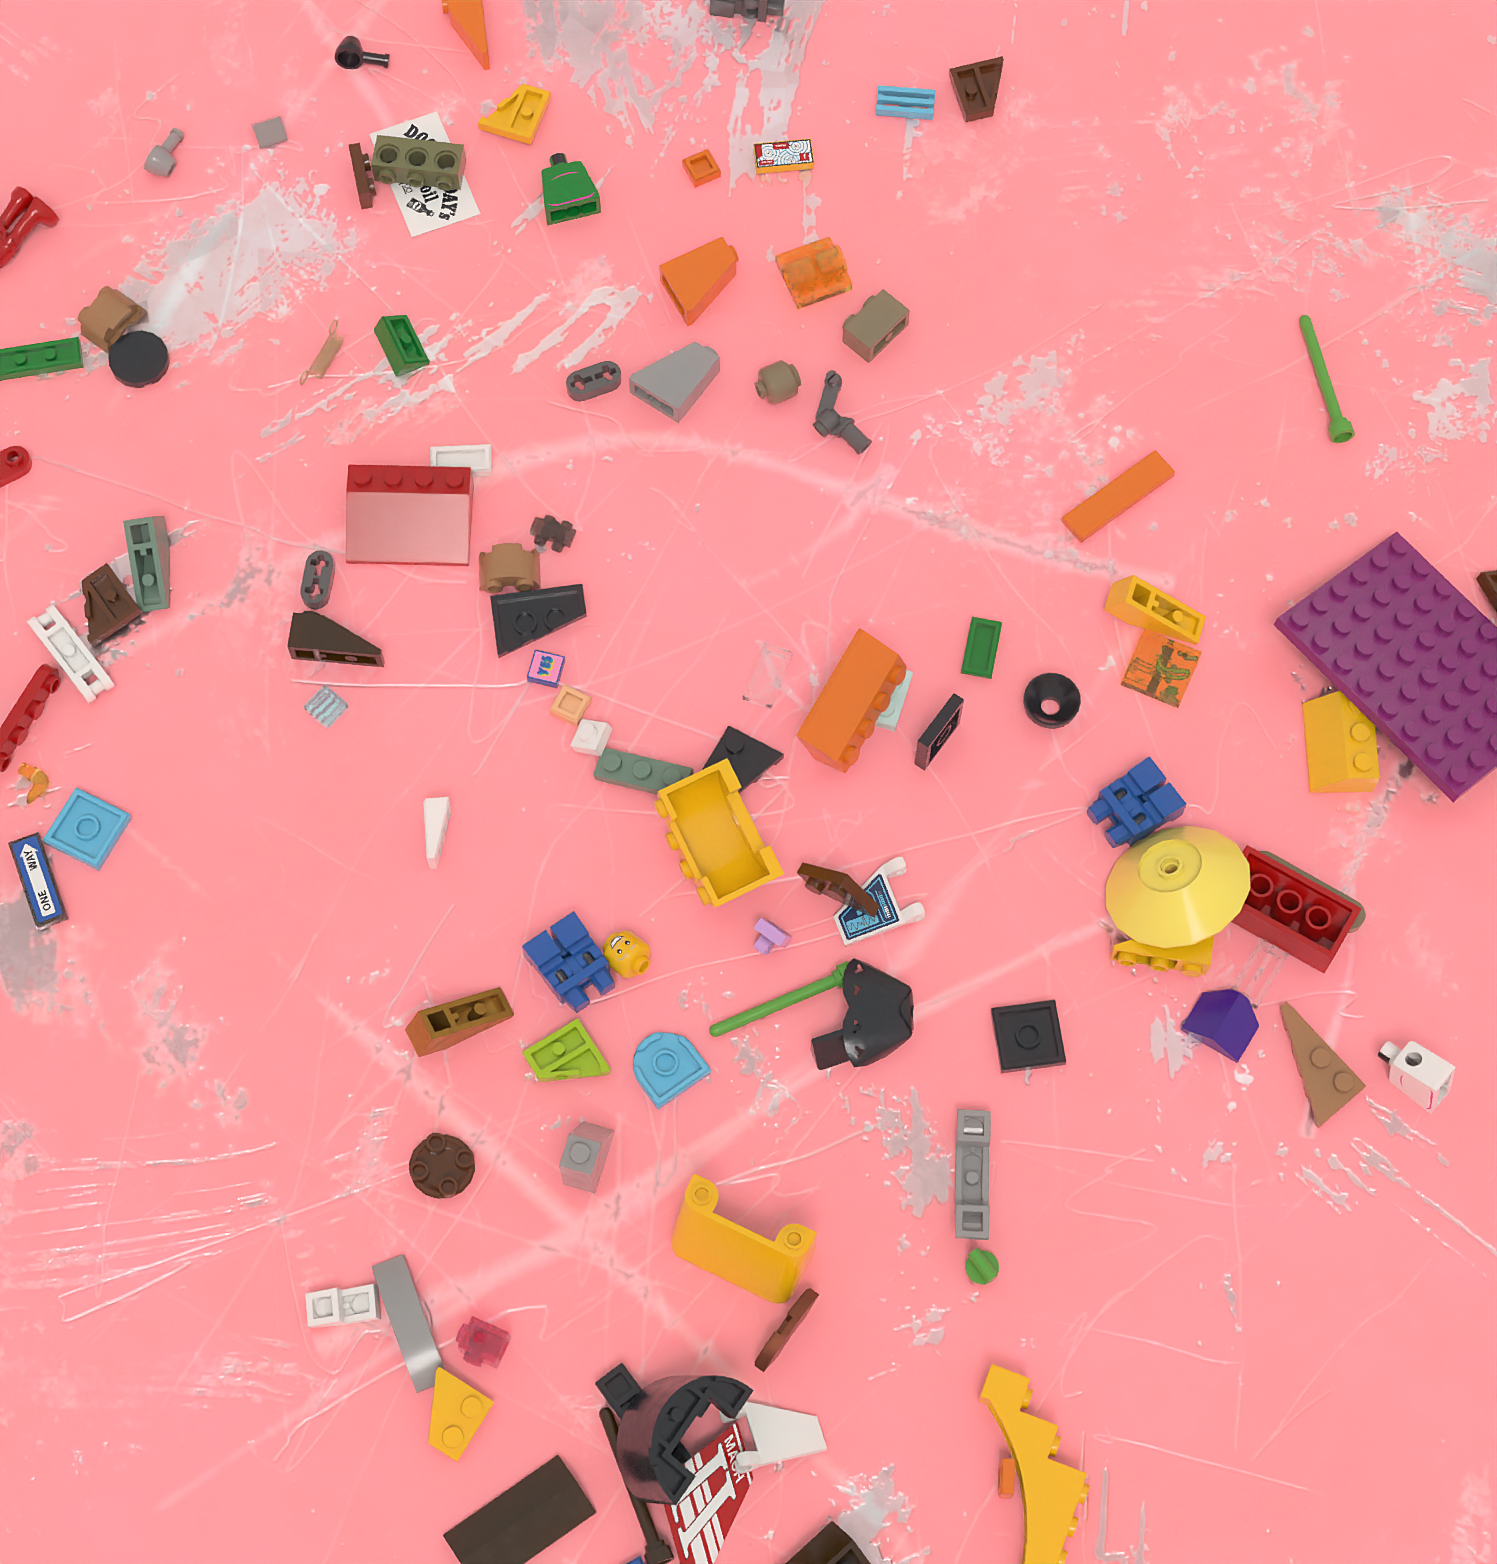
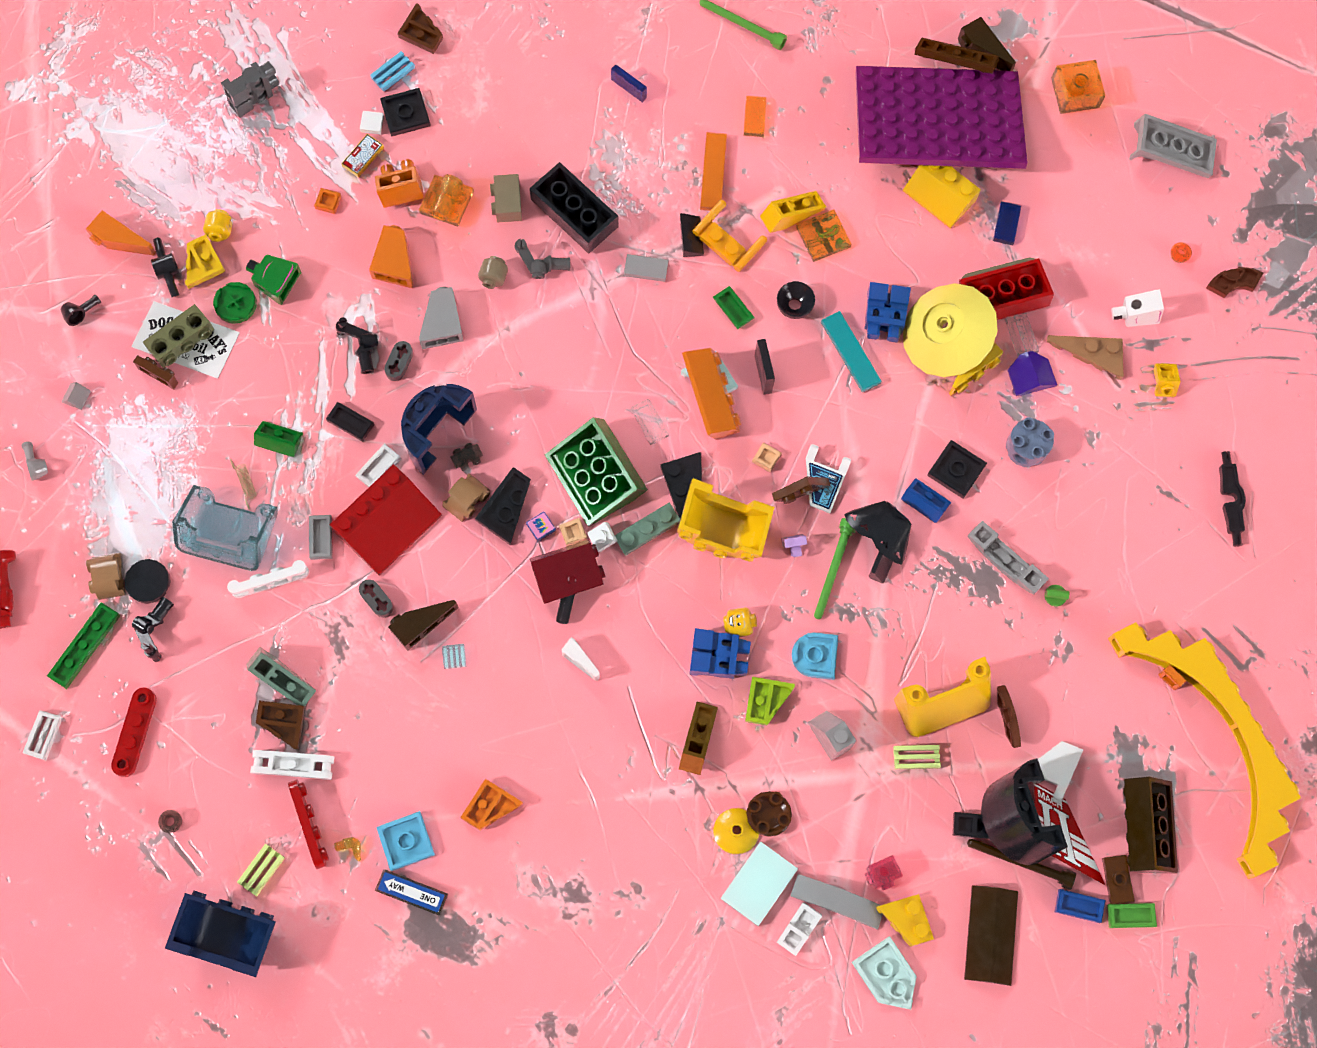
camera: 50 degrees left, 5 degrees up
(90, 396) = (145, 625): none -> black pin
(195, 876) = (489, 805): none -> orange wing
(233, 460) = (260, 582): none -> white plate
(252, 377) = (222, 531): none -> clear light blue windscreen
(332, 473) = (320, 537): none -> light grey tile
(355, 1222) = (759, 883): none -> light aqua tile
(373, 1444) = (887, 974): none -> light aqua tile
(386, 1165) = (725, 837): none -> yellow dish
(479, 88) = (165, 267): none -> black piece
(484, 393) = (350, 421): none -> black tile
(506, 182) = (235, 302): none -> green tile
(510, 732) = (566, 573): none -> dark red piece
(548, 450) = (426, 412): none -> dark blue cylinder
(570, 94) = (217, 225): none -> yellow head
(582, 334) = (366, 342): none -> black pin
(631, 1251) = (936, 756): none -> yellowish green tile
(658, 668) = (595, 471): none -> green slope
(781, 213) = (400, 185): none -> orange brick
(828, 132) = (371, 122): none -> white tile
(844, 826) = (766, 457): none -> light nougat tile
(873, 152) = (405, 112): none -> black tile
(929, 395) = (574, 207): none -> black brick
(938, 524) = (646, 268): none -> light grey tile
(958, 1033) = (925, 500): none -> blue slope
(1020, 536) = (691, 244): none -> black slope
(1043, 574) = (723, 243): none -> light orange plate
(1053, 810) = (851, 351): none -> teal tile
(1129, 327) = (629, 83): none -> clear blue tile
(1133, 1085) = (1029, 442): none -> sand blue brick
(1227, 482) = (754, 116): none -> clear yellow tile
(1283, 1385) = (1233, 510): none -> black piece
(1365, 1176) = (1167, 380): none -> yellow bracket
(1378, 846) = (1007, 223): none -> clear blue tile

